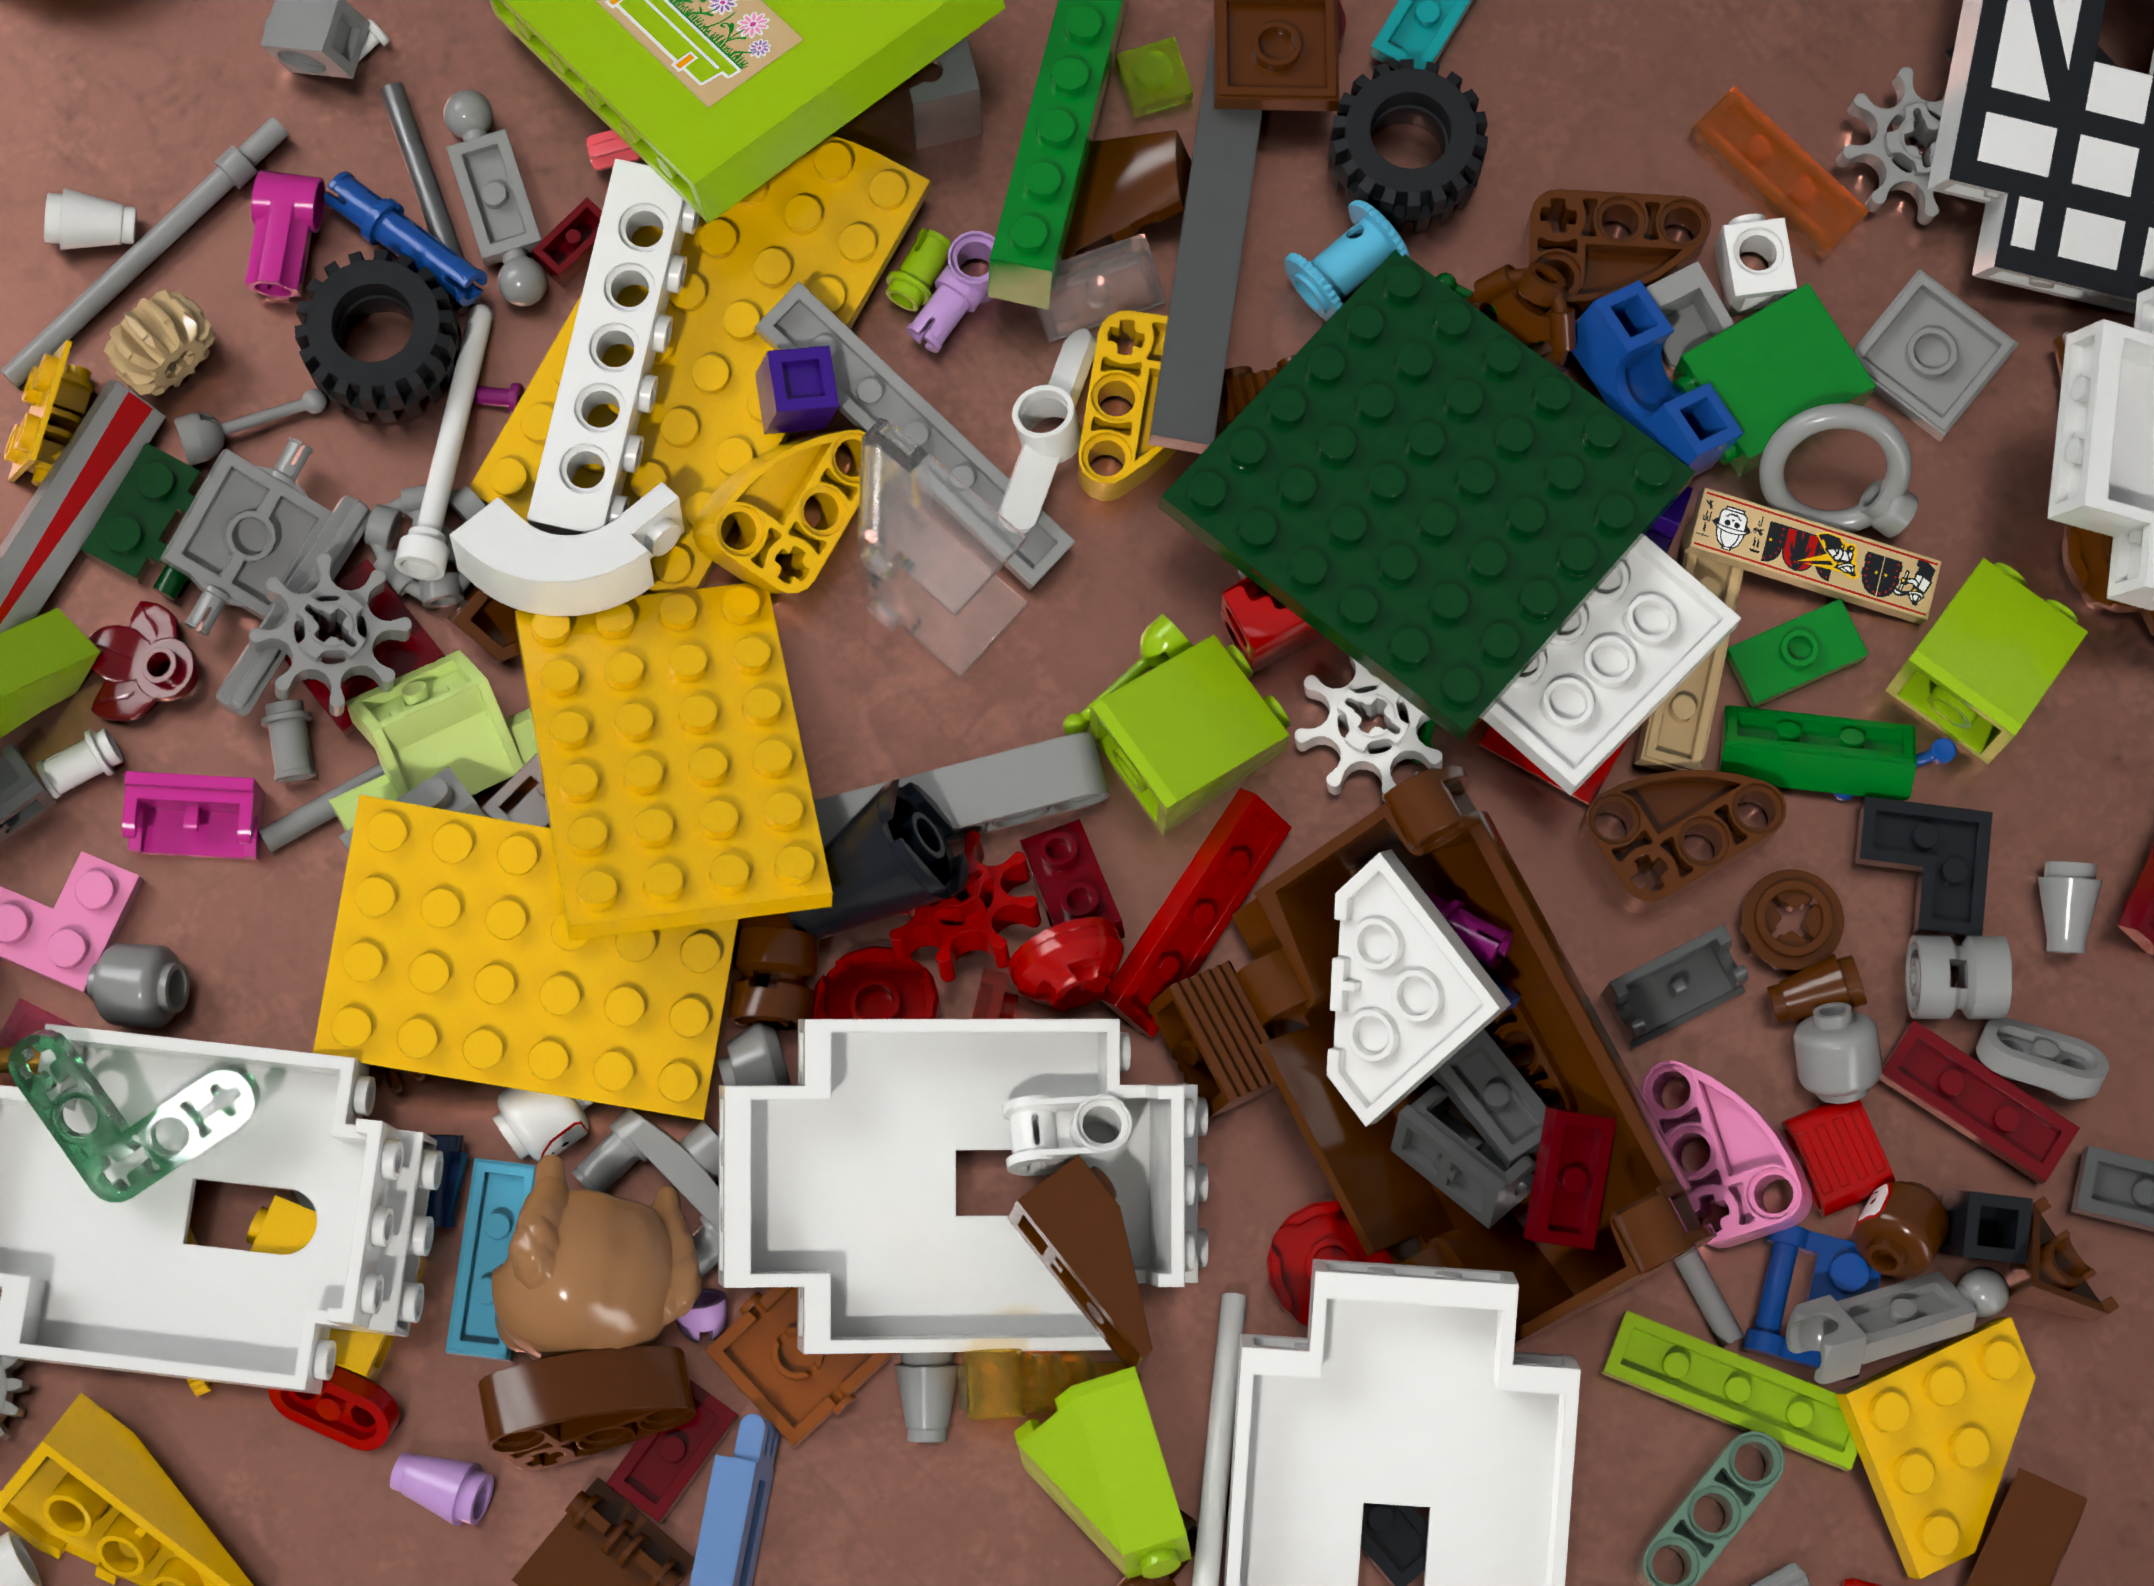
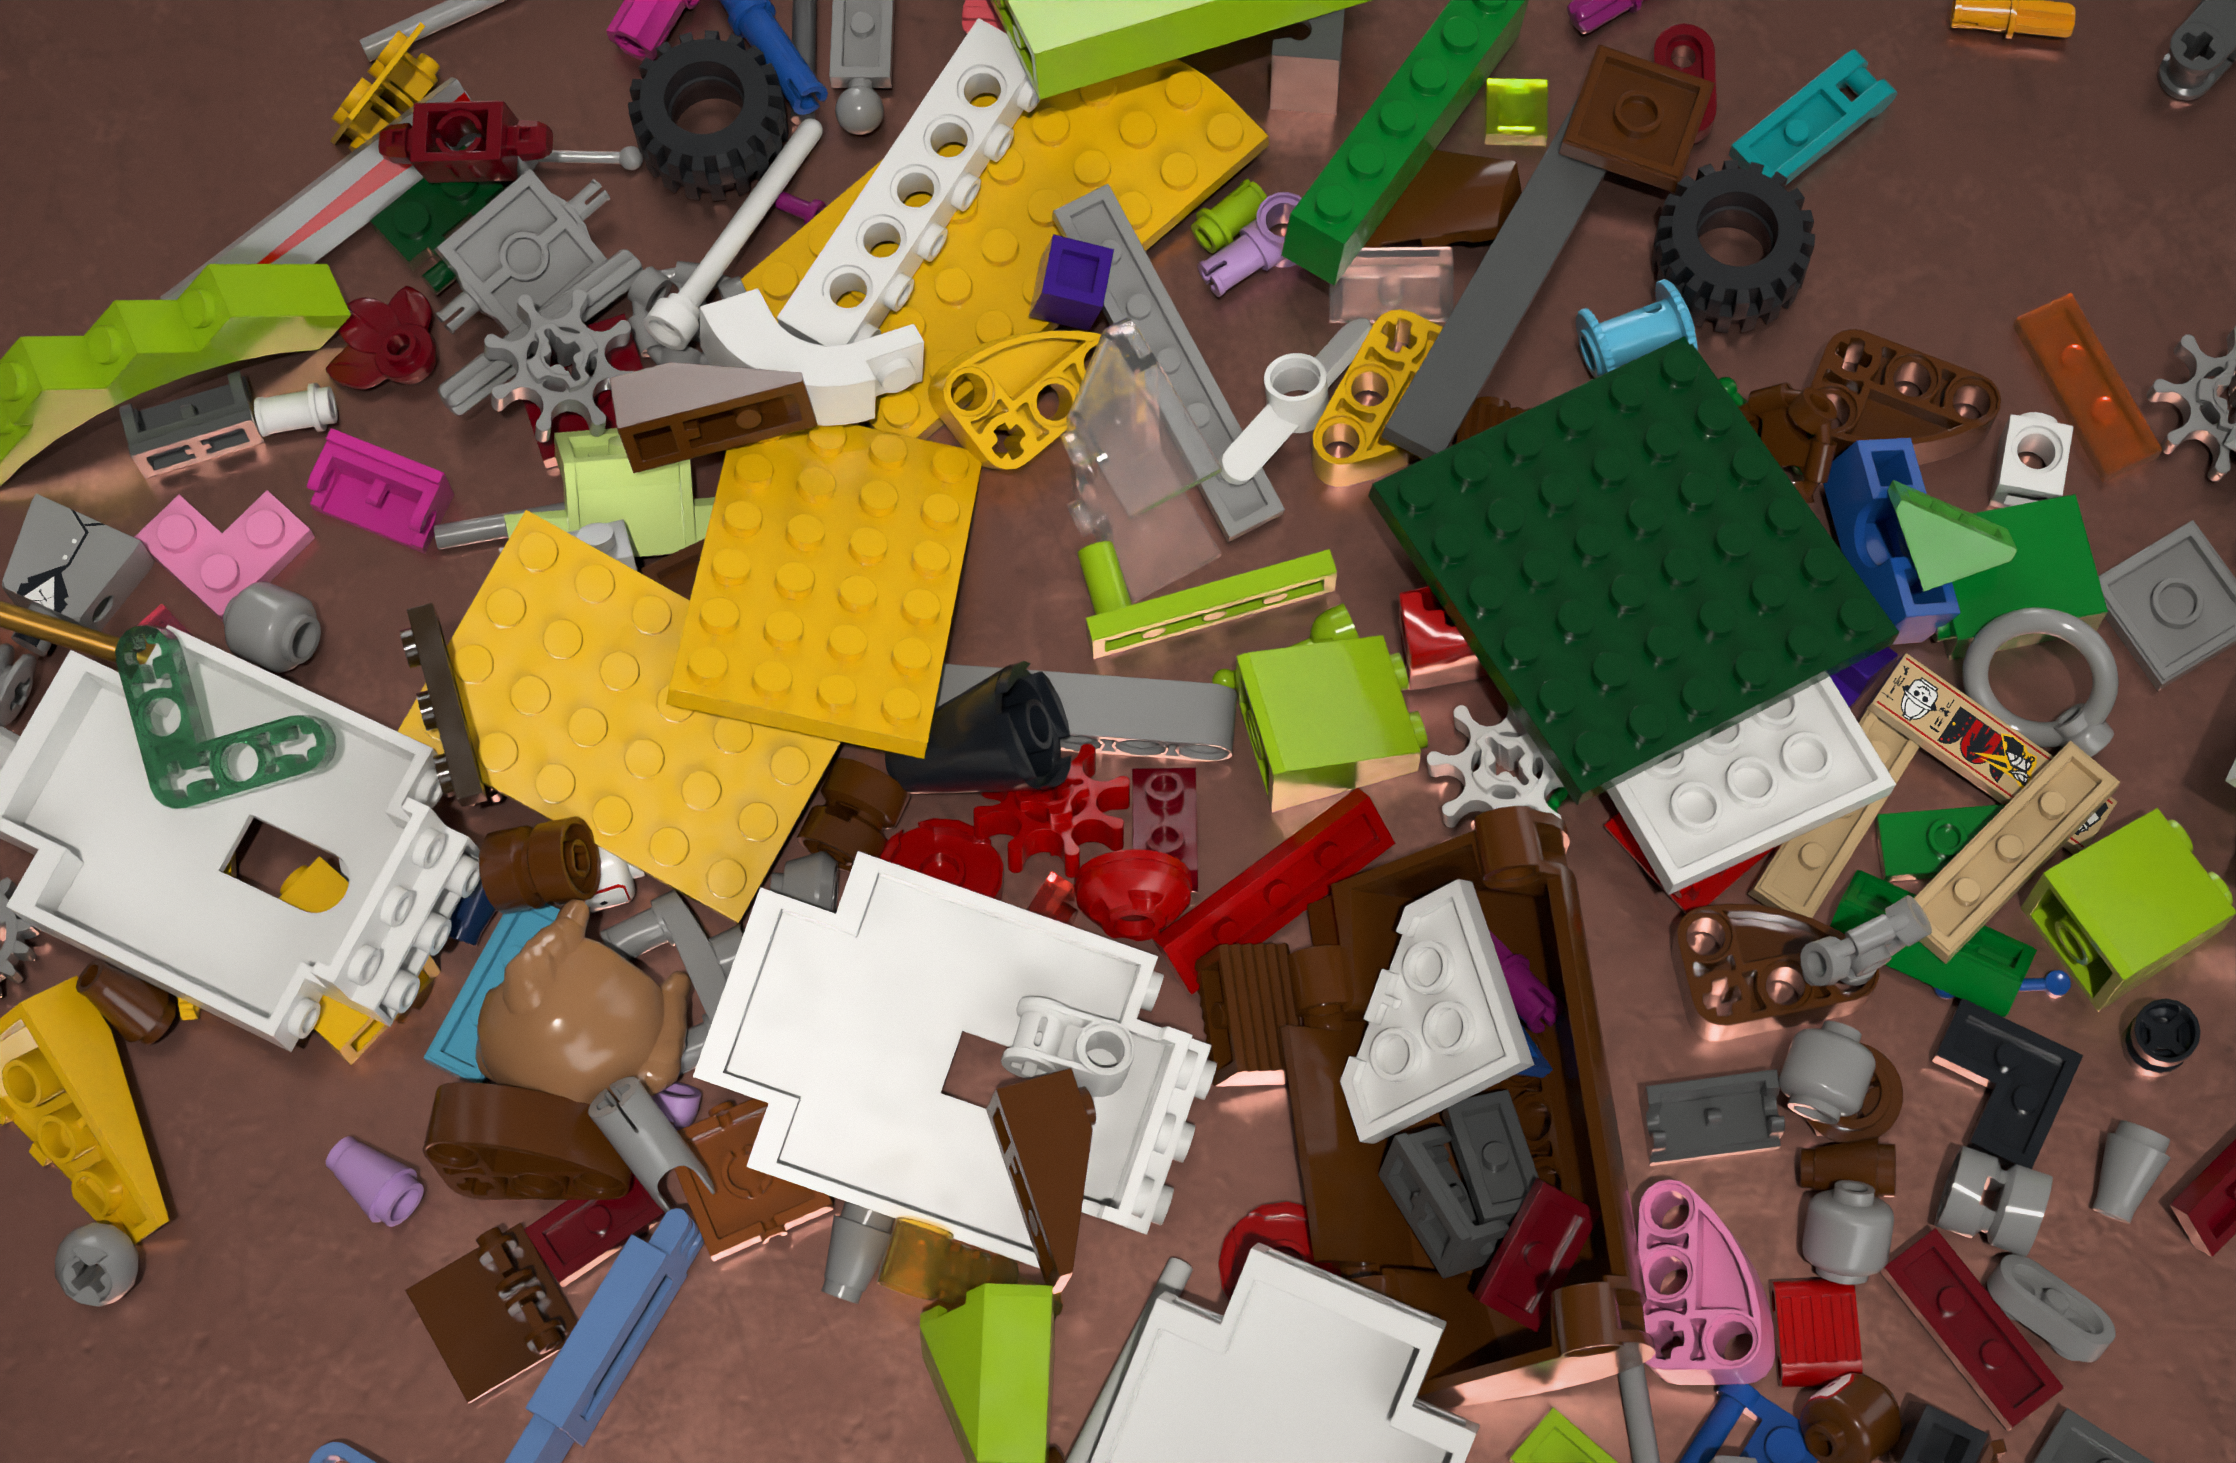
camera: 25 degrees right, 5 degrees down
(140, 1400) = (129, 1003): none -> reddish brown cone
(159, 342) = (508, 57): tan gear -> none
(190, 451) = (482, 161): none -> dark red piece
(289, 740) = (492, 453): light grey pin -> none
(346, 1411) = (309, 1076): red plate -> none
(352, 1015) = (442, 706): none -> dark brown plate
(489, 634) = (703, 409): none -> reddish brown slope
(491, 1135) = (539, 865): none -> reddish brown wheel
(570, 243) = (906, 90): dark red piece -> none
(694, 1359) = (643, 1136): none -> light grey piece
(962, 705) = (1126, 626): none -> lime piece
(1691, 310) = (1953, 474): light grey panel -> none
(1709, 368) = (1946, 539): none -> bright green slope
(1765, 793) = (1865, 946): none -> light grey piece
(1770, 911) = (1827, 1072): none -> light grey head
(1861, 645) = (2012, 848): none -> tan tile
(2064, 760) = (2169, 1027): none -> black wheel

